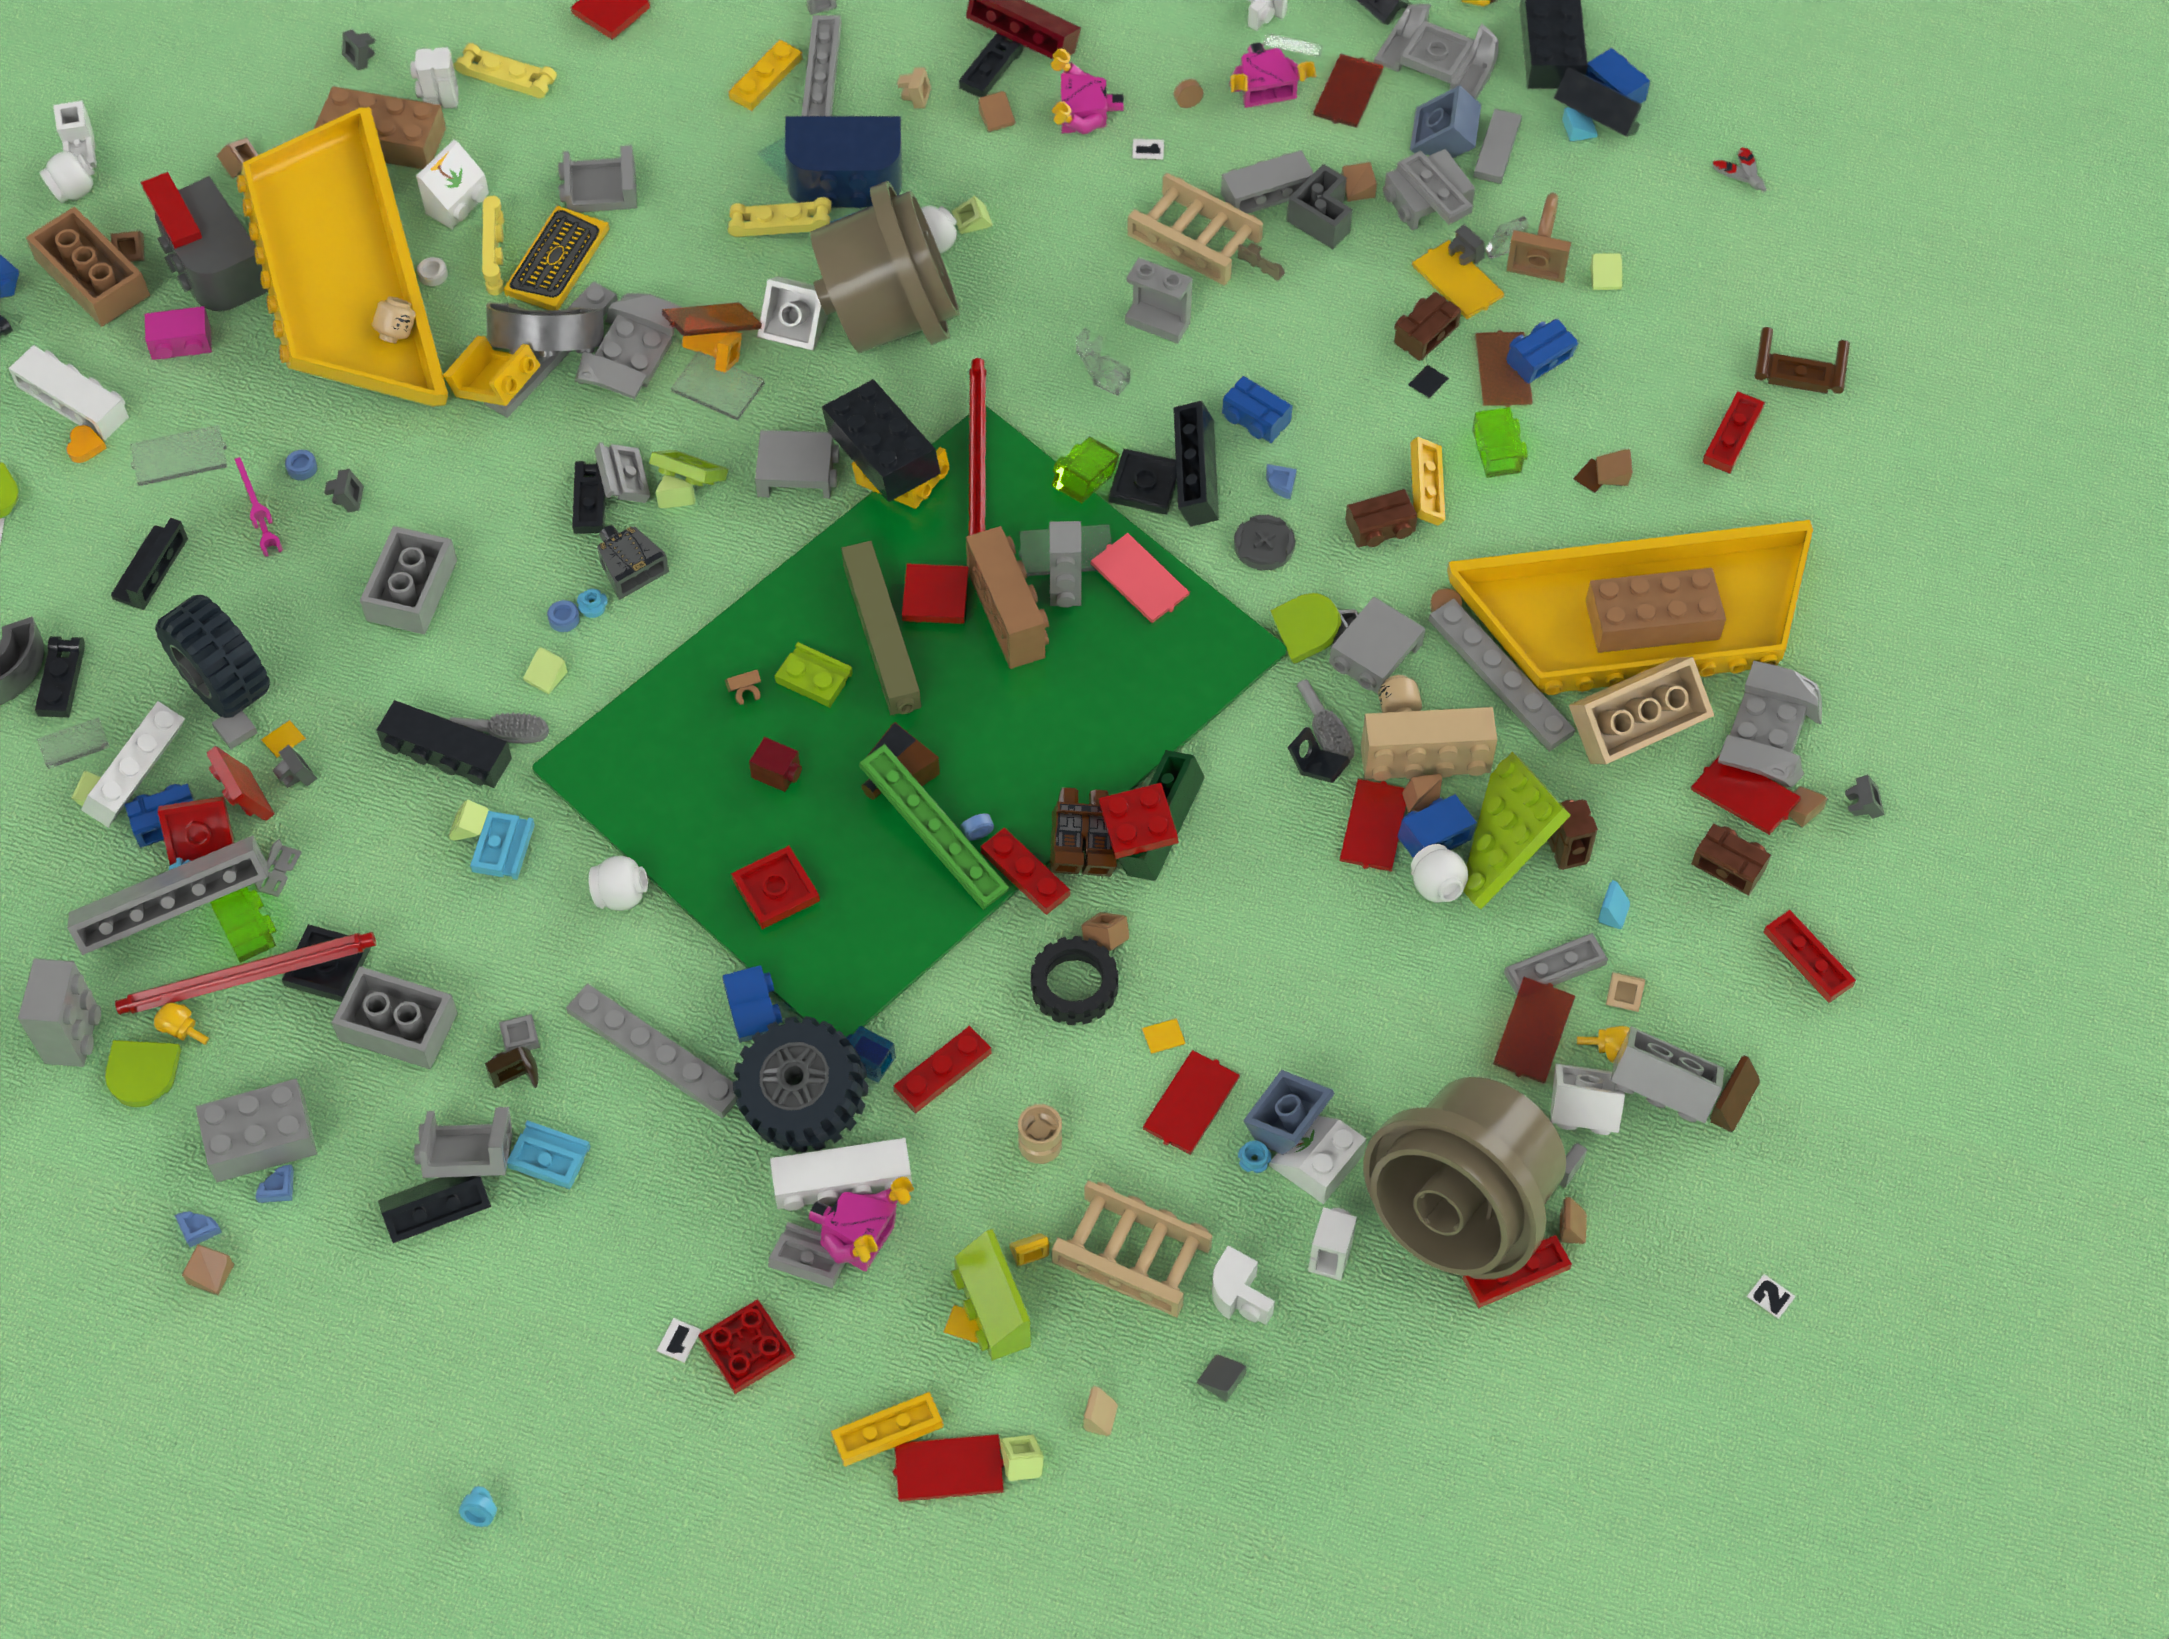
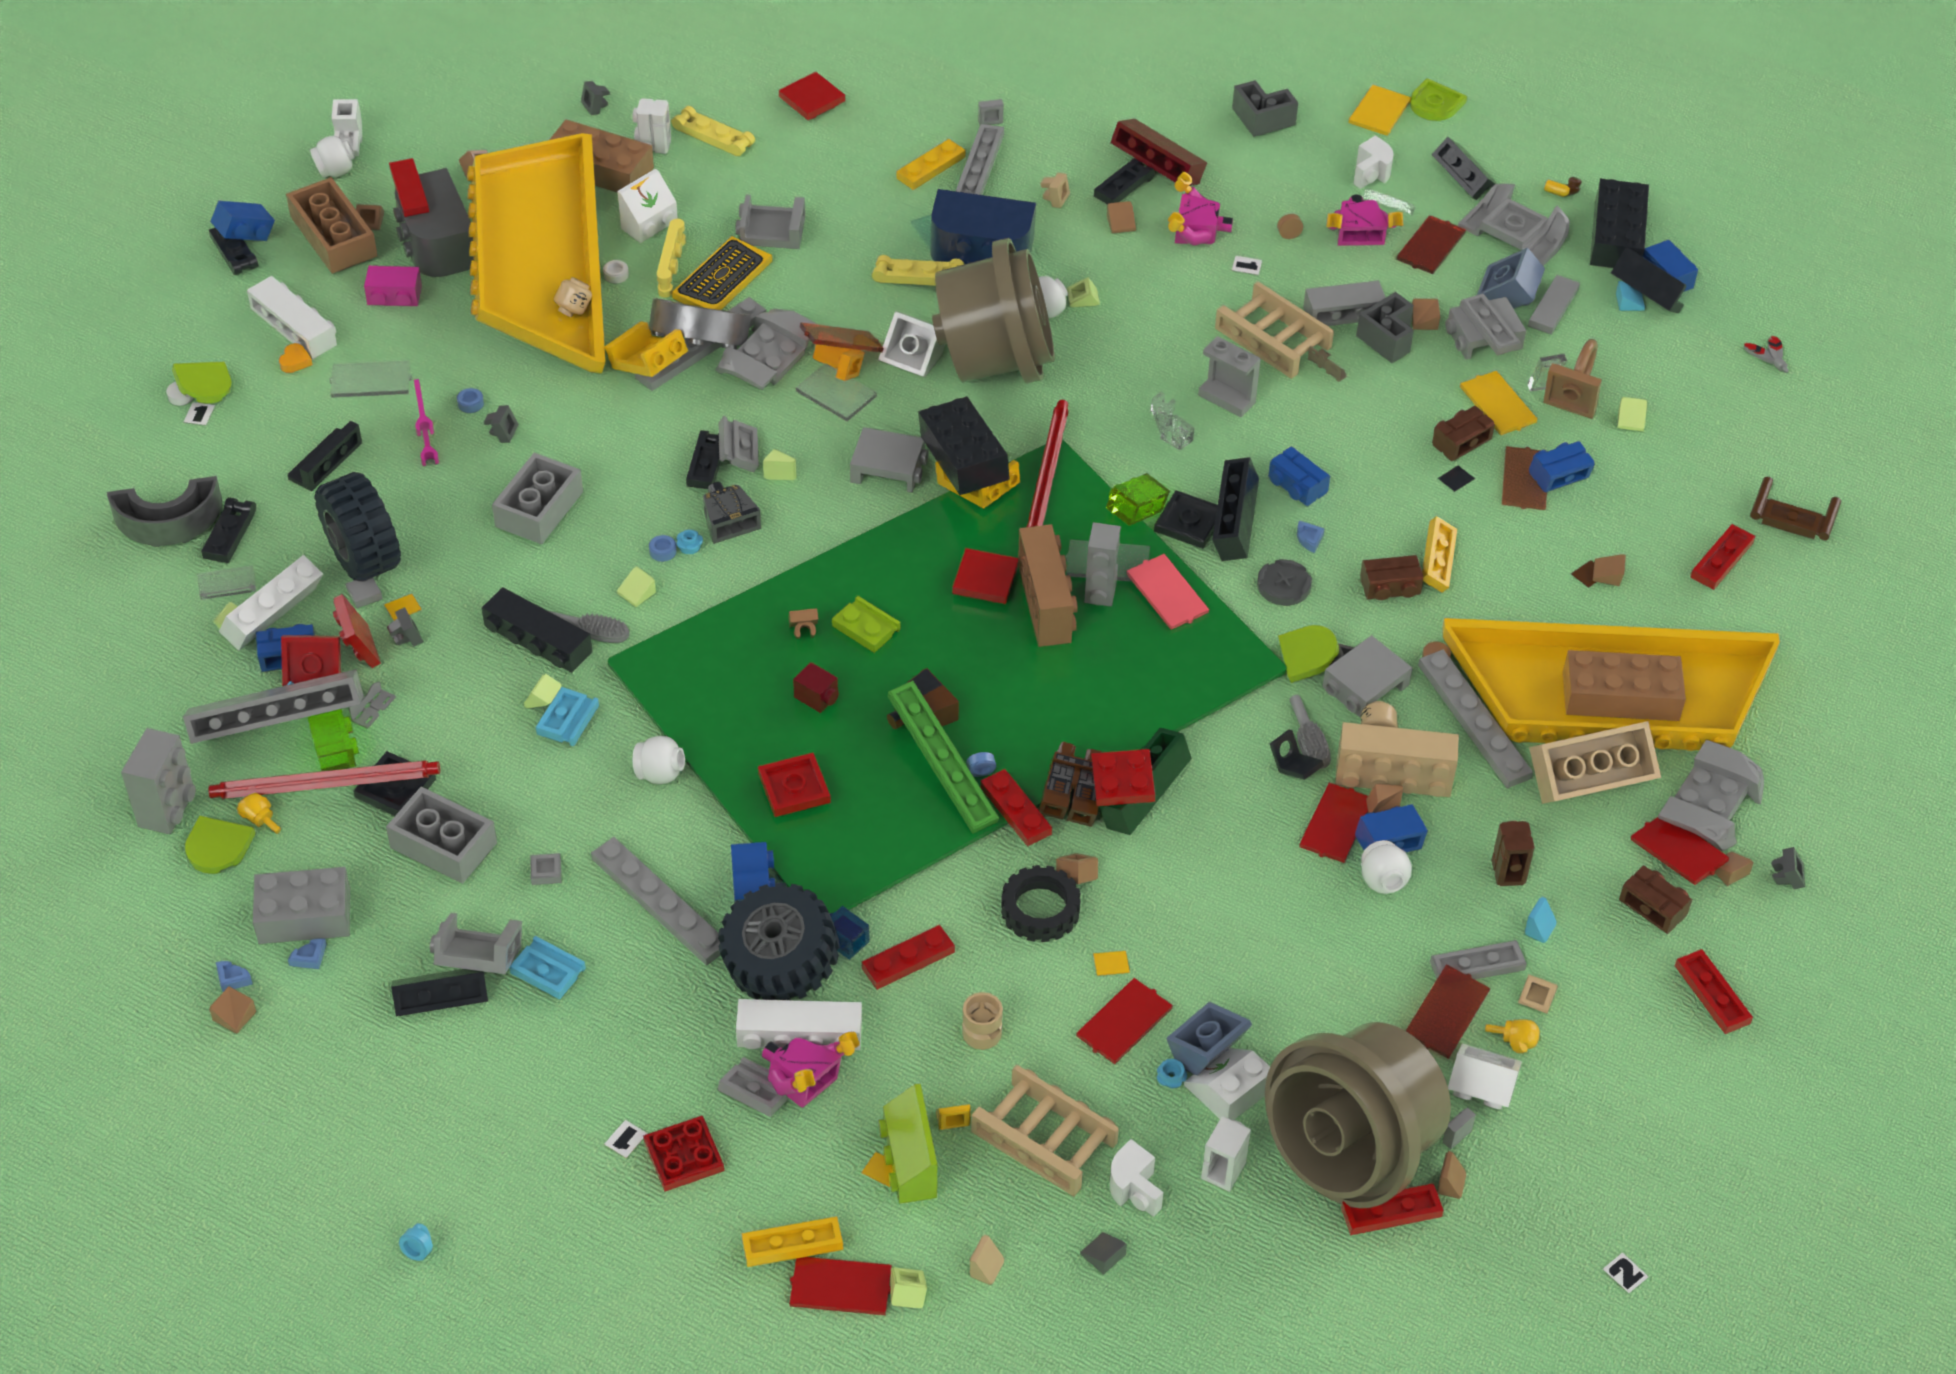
camera: 10 degrees right, 10 degrees down
(511, 1065) = (531, 891): dark brown plate -> none
(693, 468) = (794, 447): lime plate -> none
(881, 628) = (932, 595): olive brick -> none
(1468, 244) = (1512, 375): dark grey tile -> none
(1499, 442) = (1509, 533): clear neon green brick -> none
(1511, 827) = (1460, 835): lime plate -> none
(1667, 1075) = (1560, 1064): light grey brick -> none
(1736, 1095) = (1623, 1095): reddish brown slope -> none

